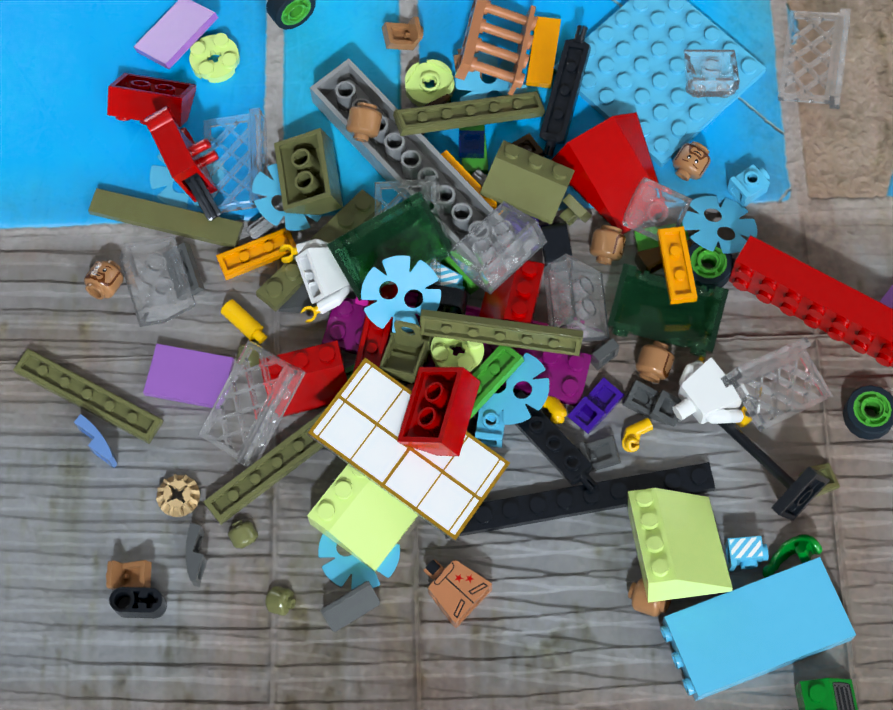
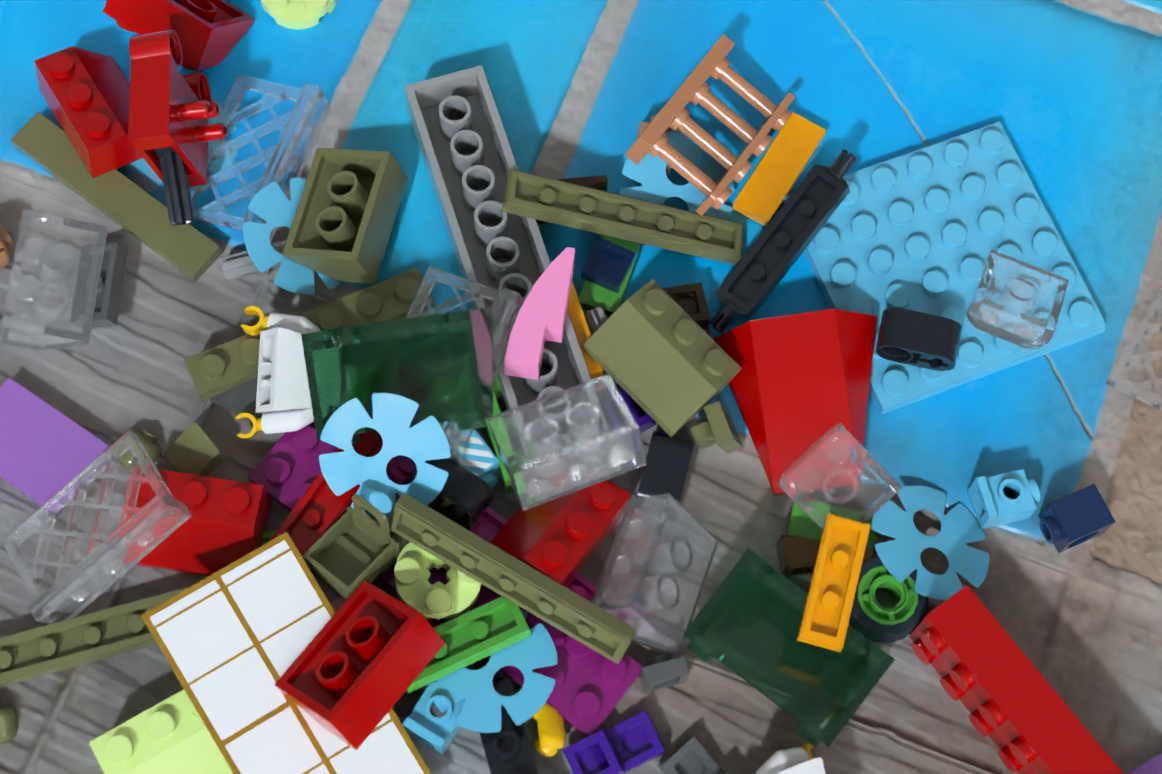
camera: 15 degrees right, 0 degrees up
(130, 173) = (91, 106): none -> red slope
(243, 321) = (150, 396): yellow cylinder -> none
(254, 253) = (216, 300): light orange tile -> none
(284, 340) = (194, 452): none -> olive slope
(363, 121) = (455, 168): medium nougat head -> none
(402, 35) = (582, 63): medium nougat bracket -> none
(425, 72) = (590, 130): yellowish green plate -> none
(452, 186) = (540, 318): none -> bright pink slope
(607, 244) = (744, 503): medium nougat head -> none
(654, 362) = (735, 720): medium nougat head -> none
(665, 115) = (918, 339): none -> black beam
(691, 161) = (929, 425): medium nougat head -> none
(793, 180) = (1075, 518): none -> dark blue brick

